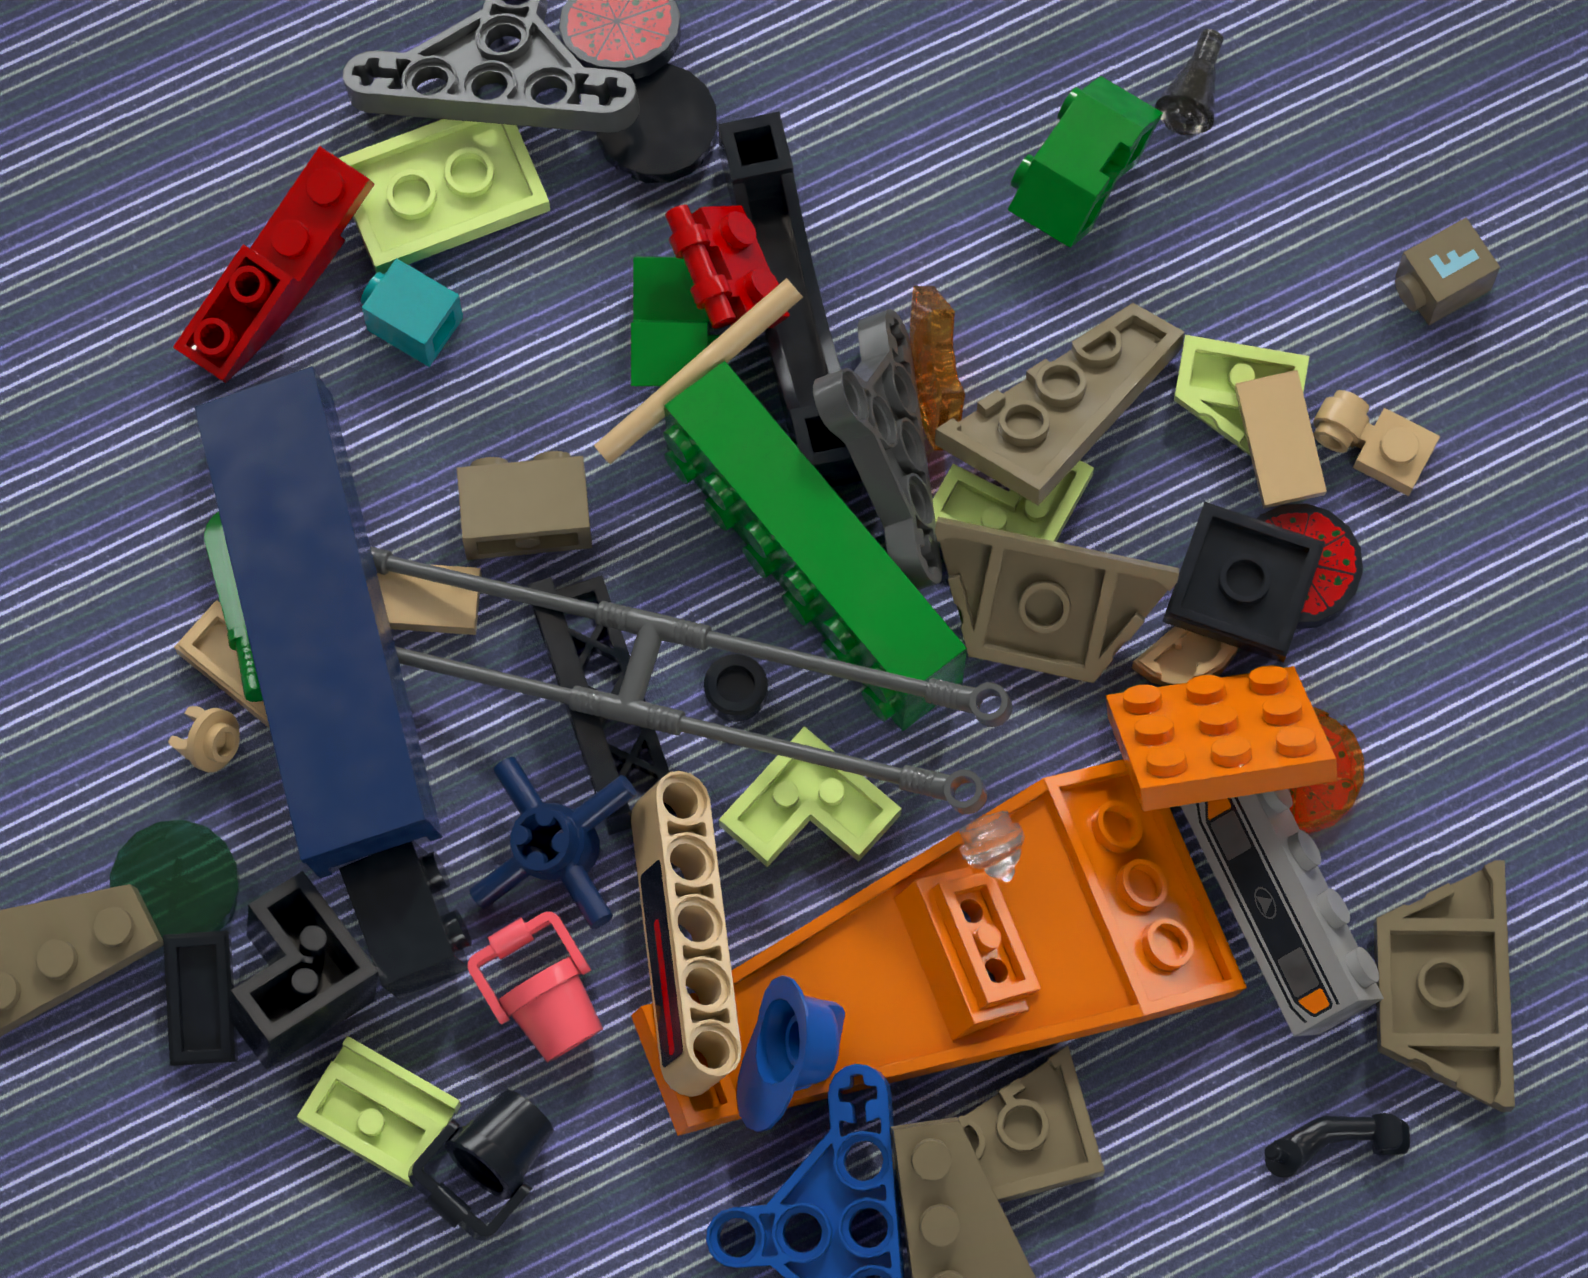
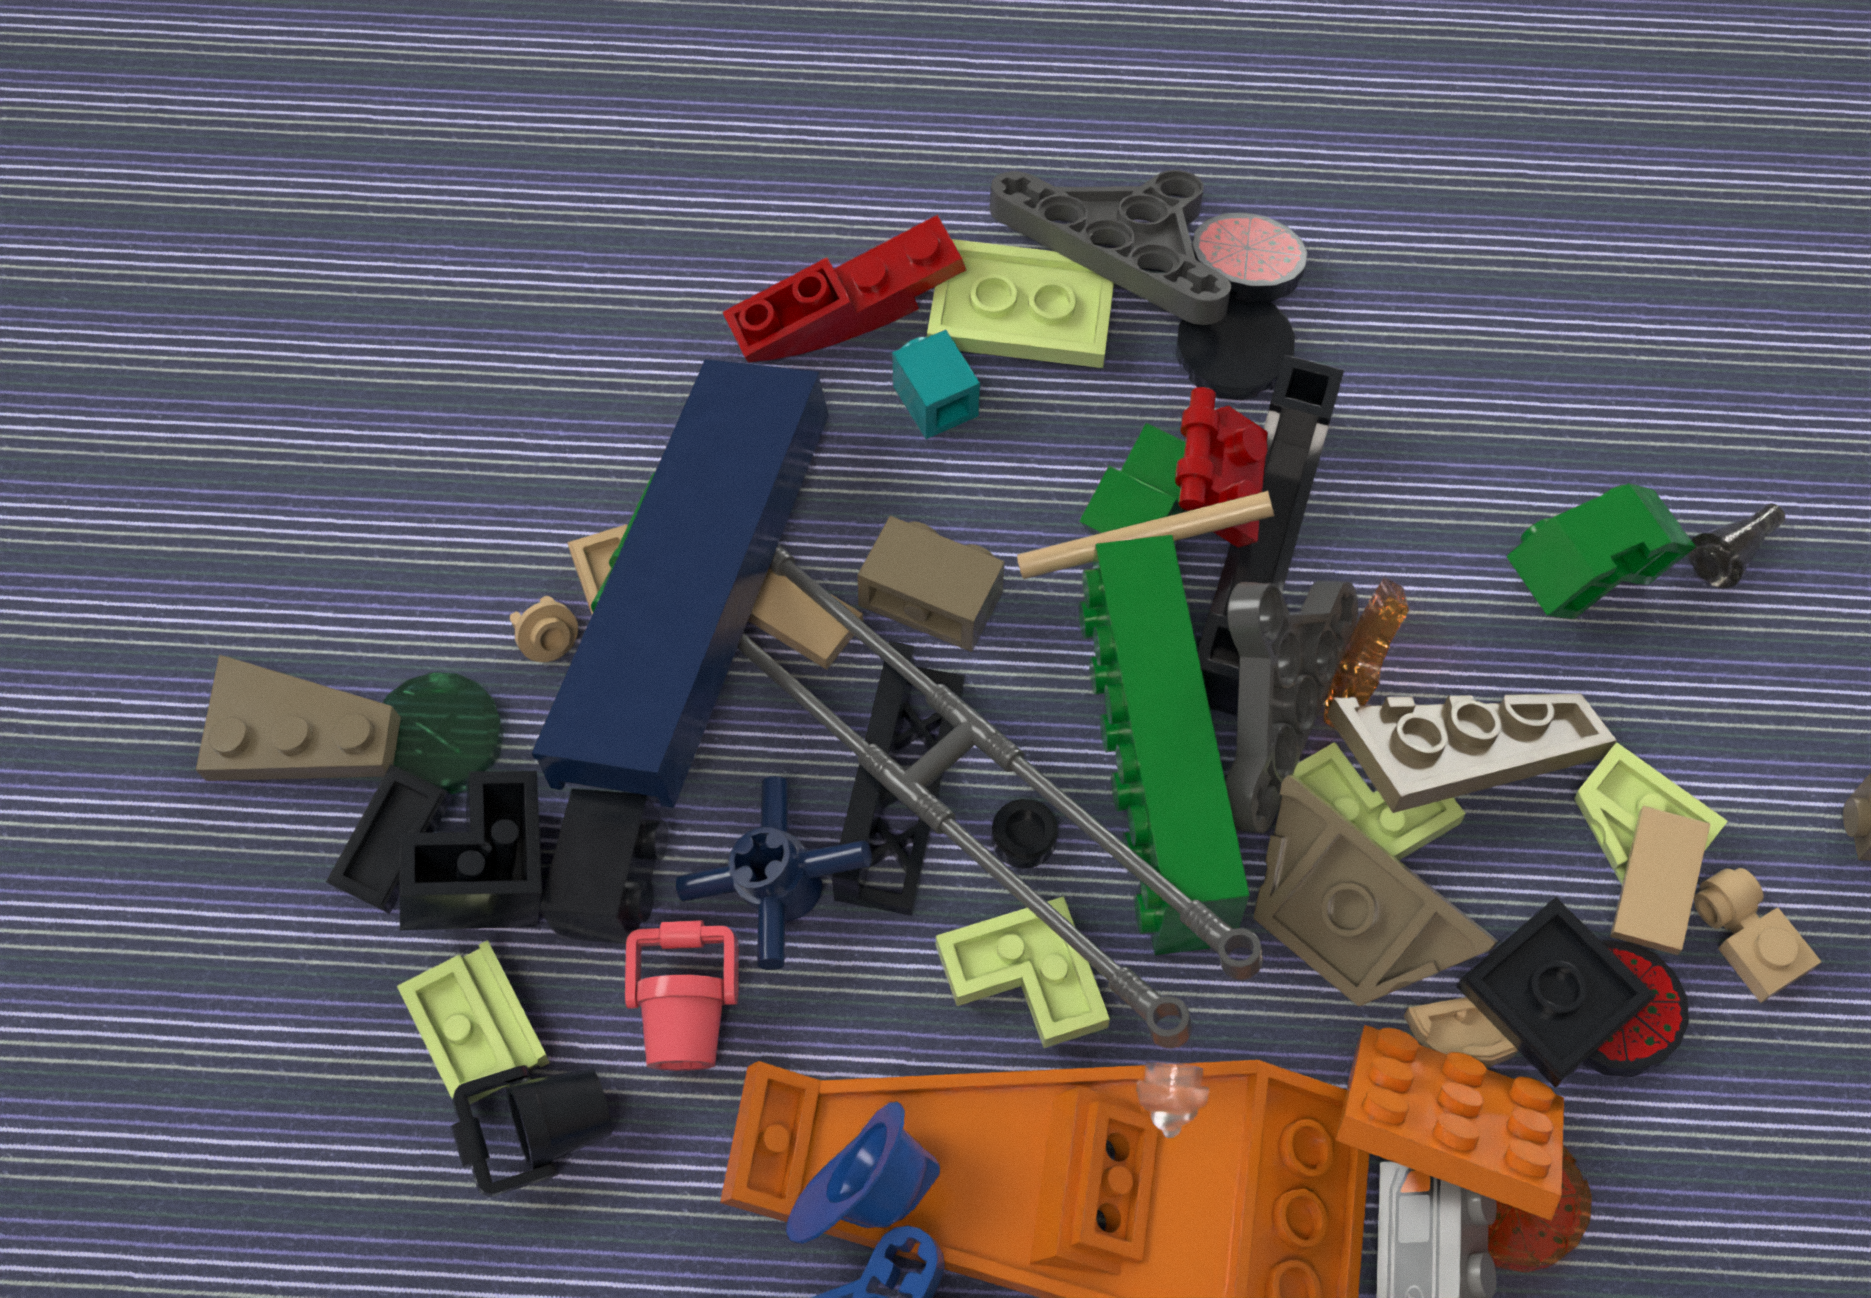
camera: 30 degrees right, 10 degrees down
(672, 957) = (814, 1034): tan beam -> none

